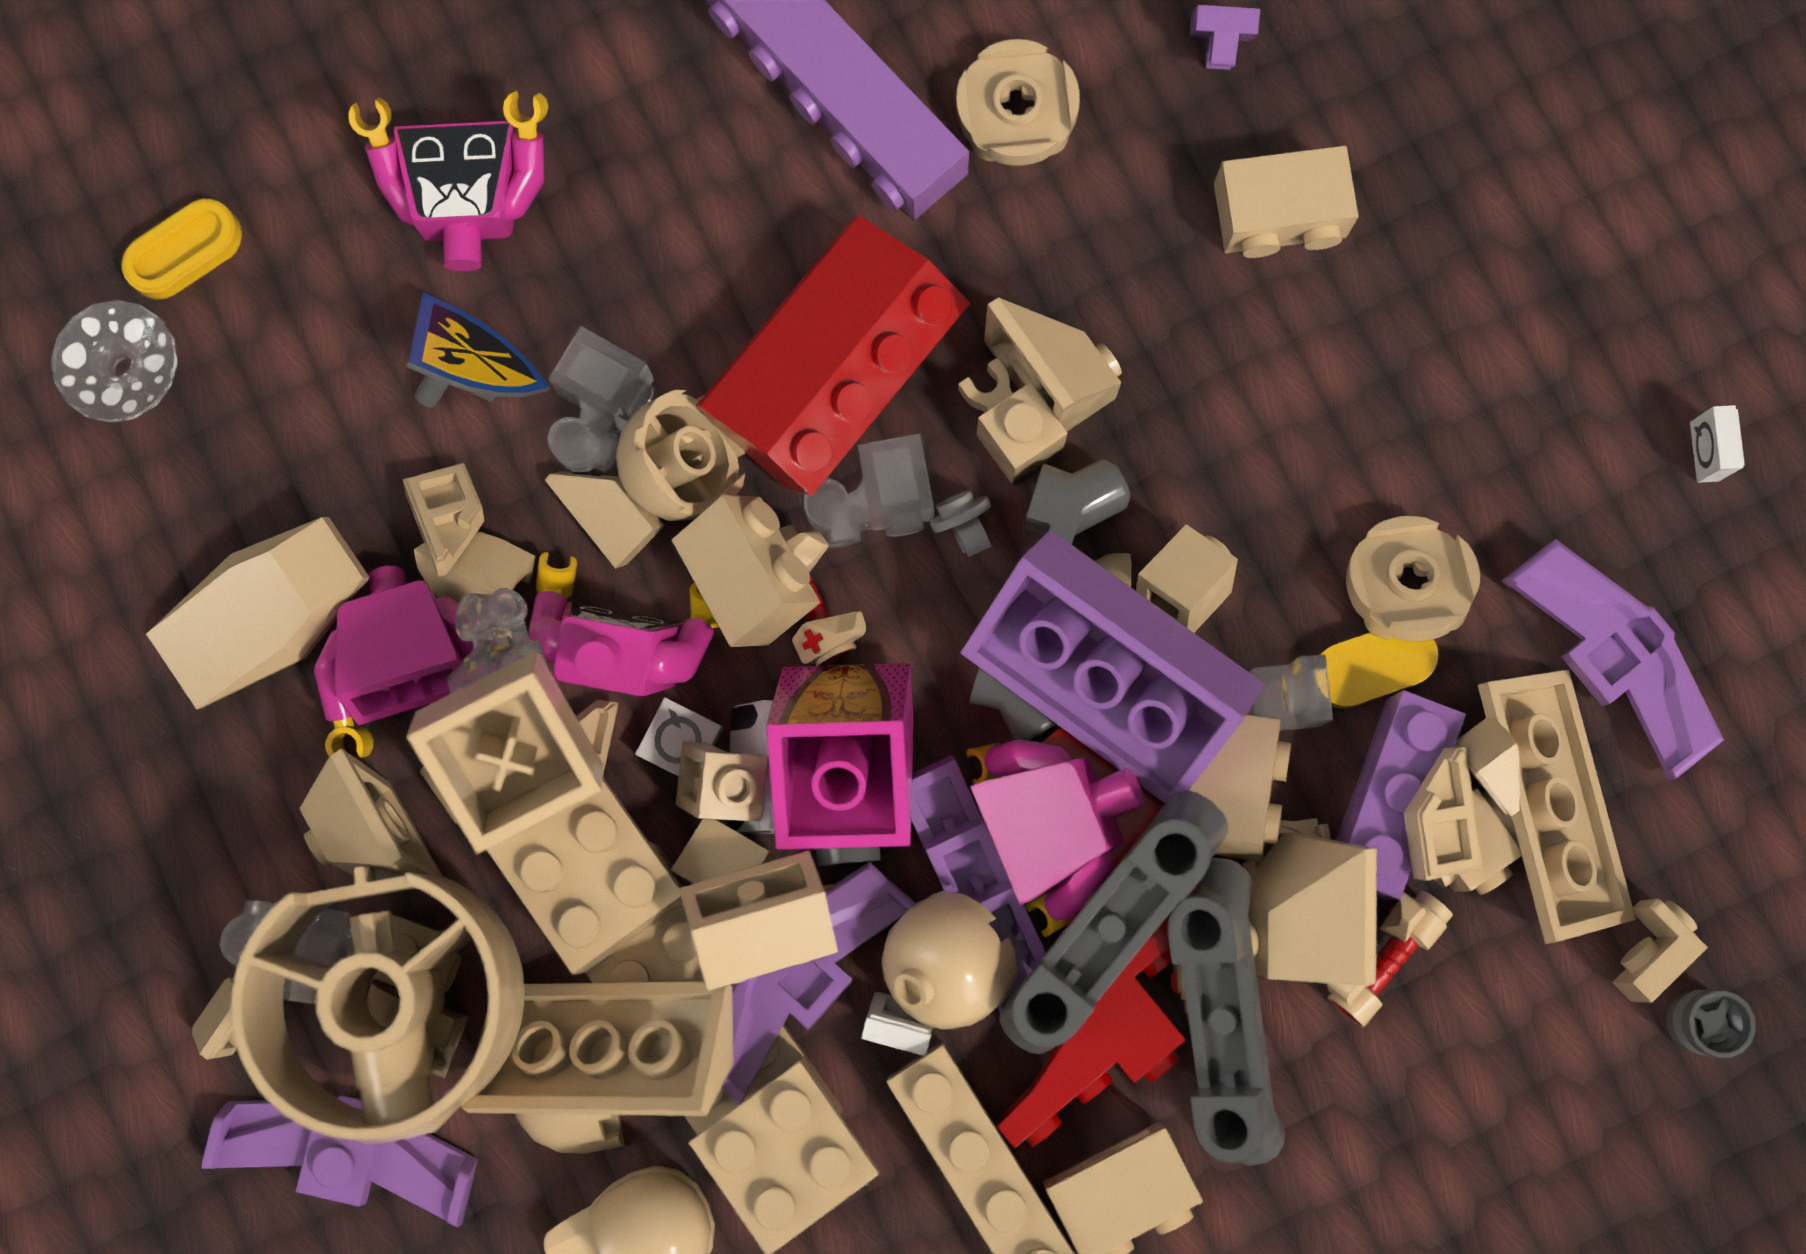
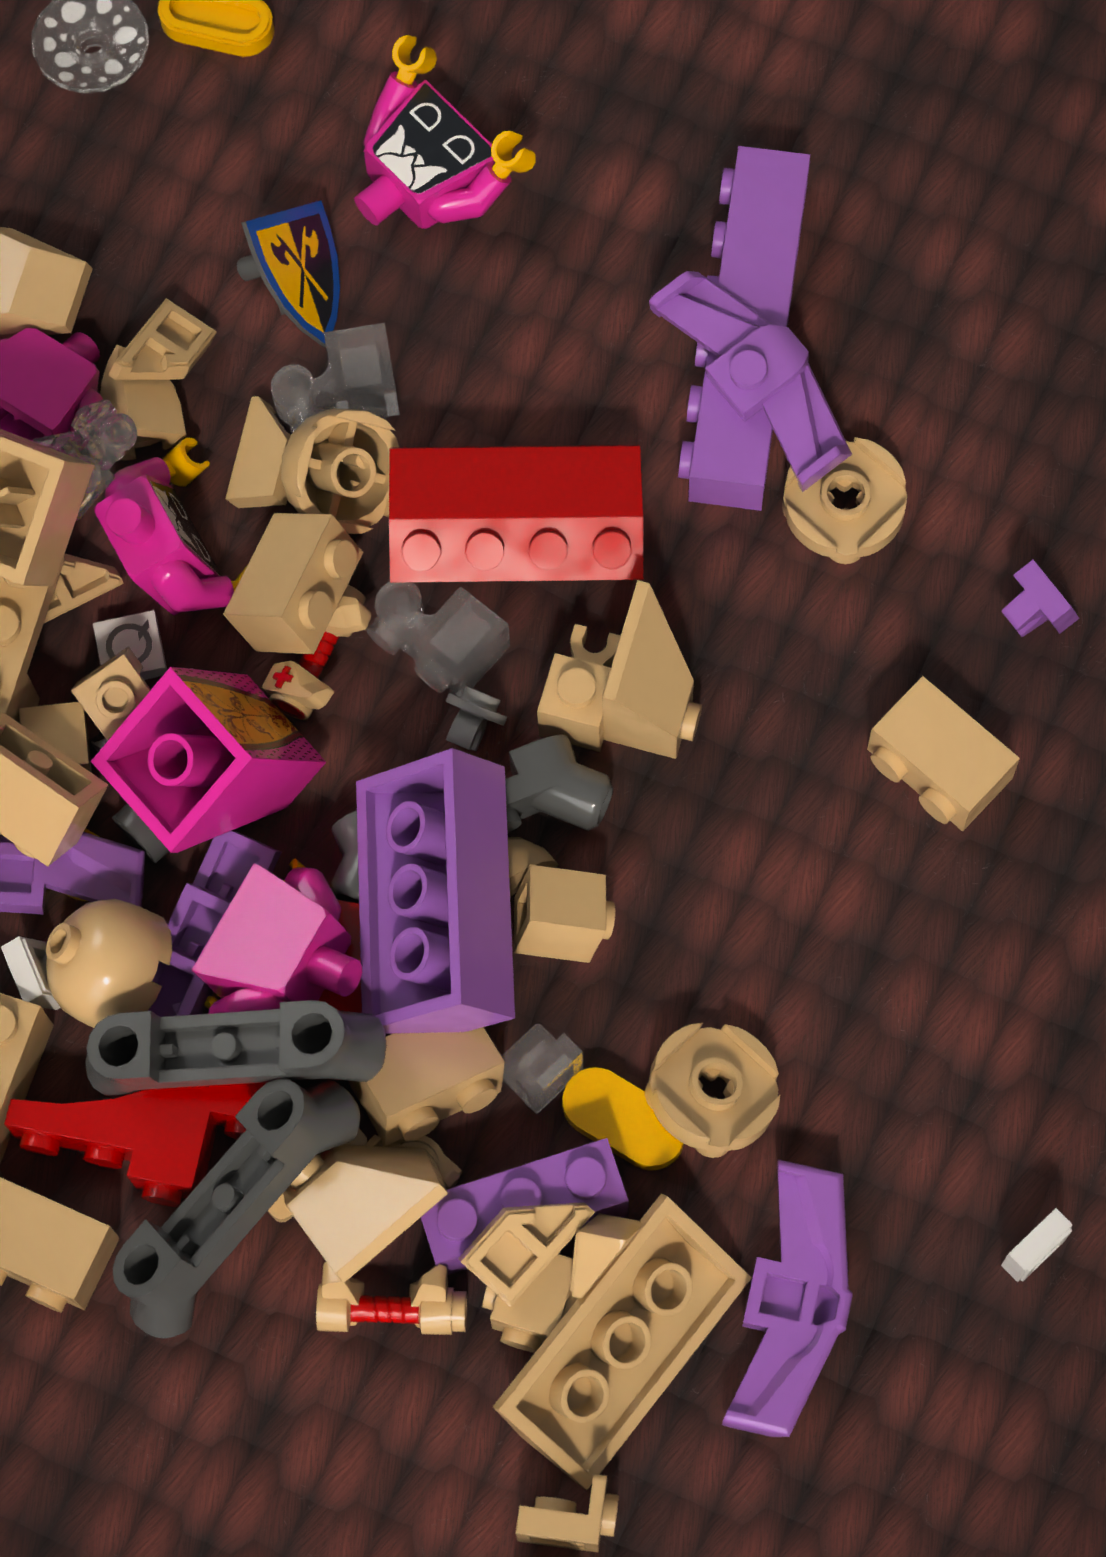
camera: 50 degrees right, 10 degrees down
(873, 75) = (758, 369): none -> medium lavender plate

